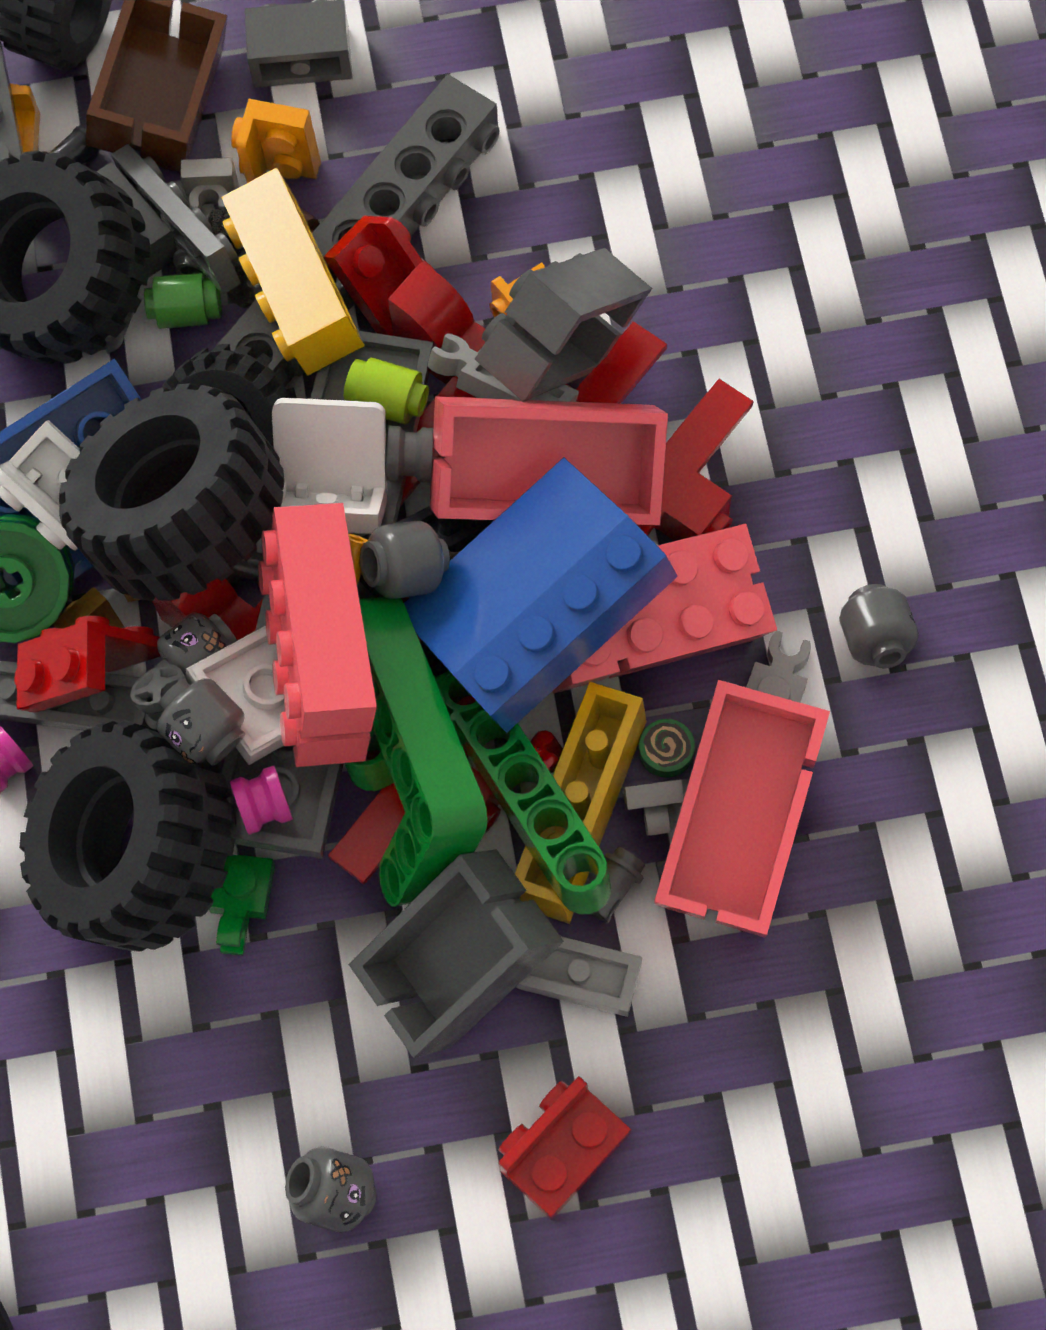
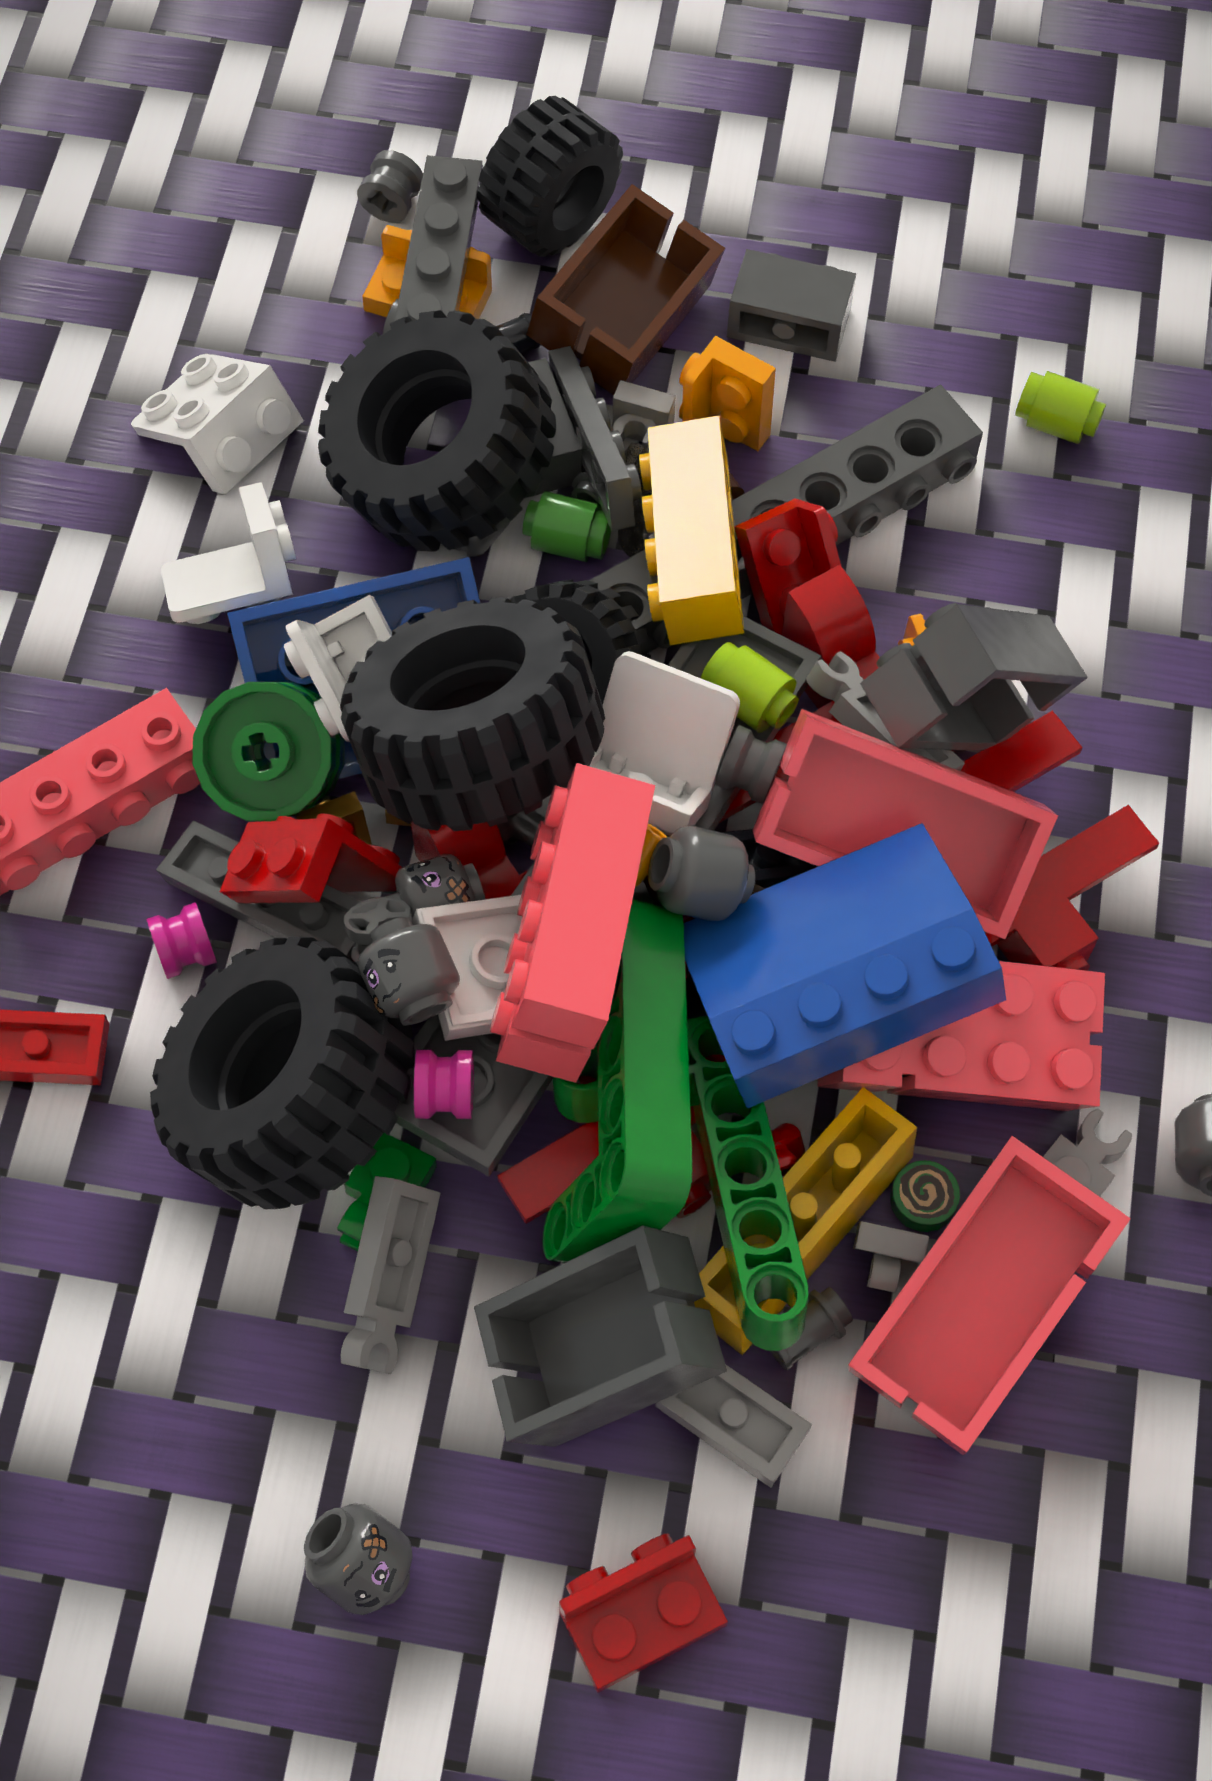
camera: 15 degrees right, 5 degrees down
(269, 961) = (388, 1271): none -> light grey plate
(551, 57) = (1060, 406): none -> lime brick

